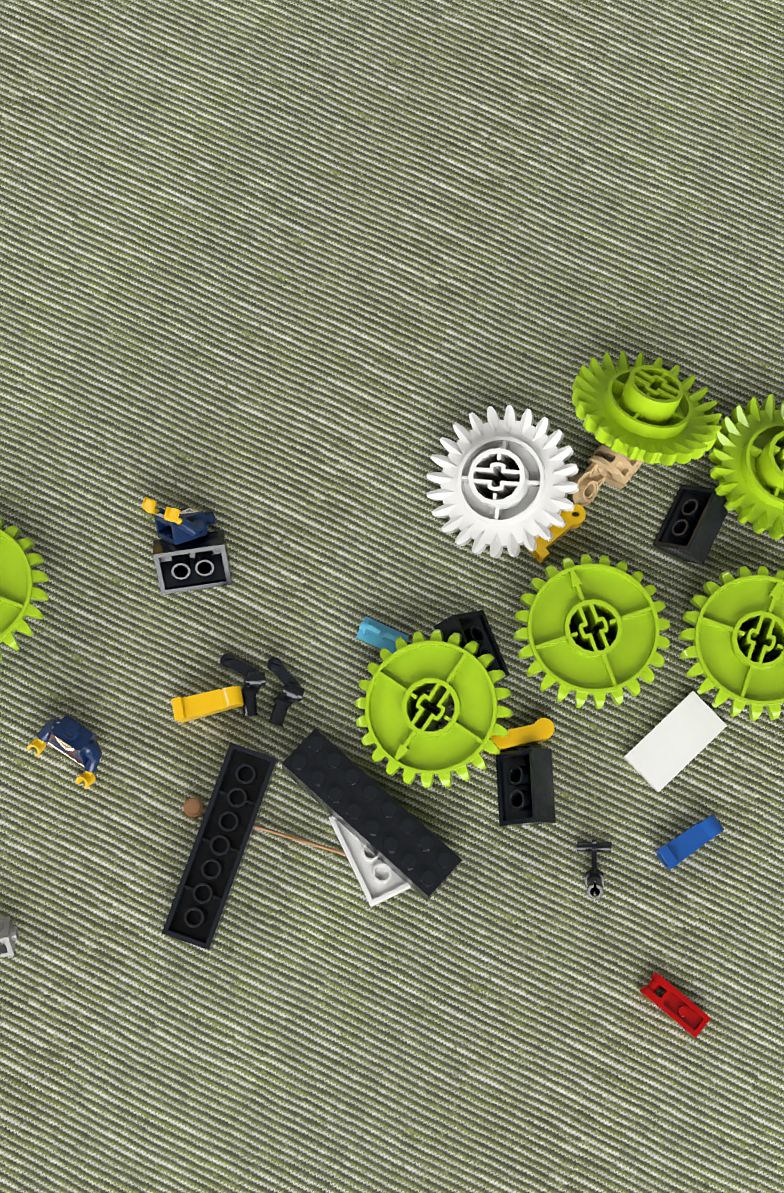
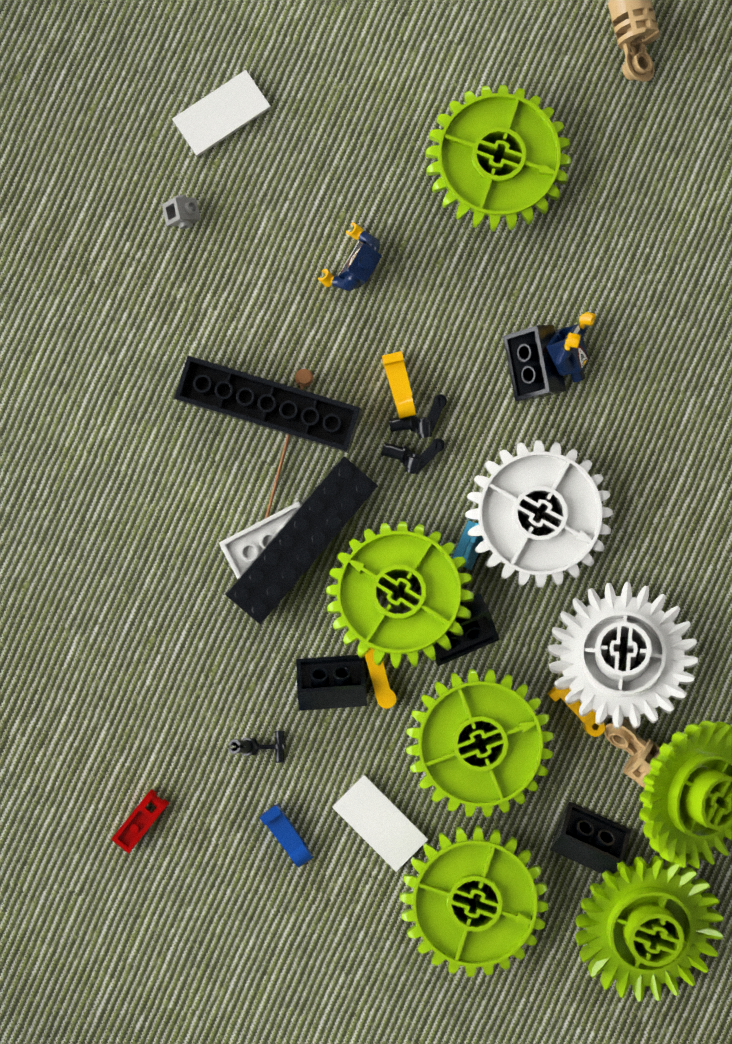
camera: 90 degrees right, 10 degrees up
(338, 531) = (577, 517): none -> white gear

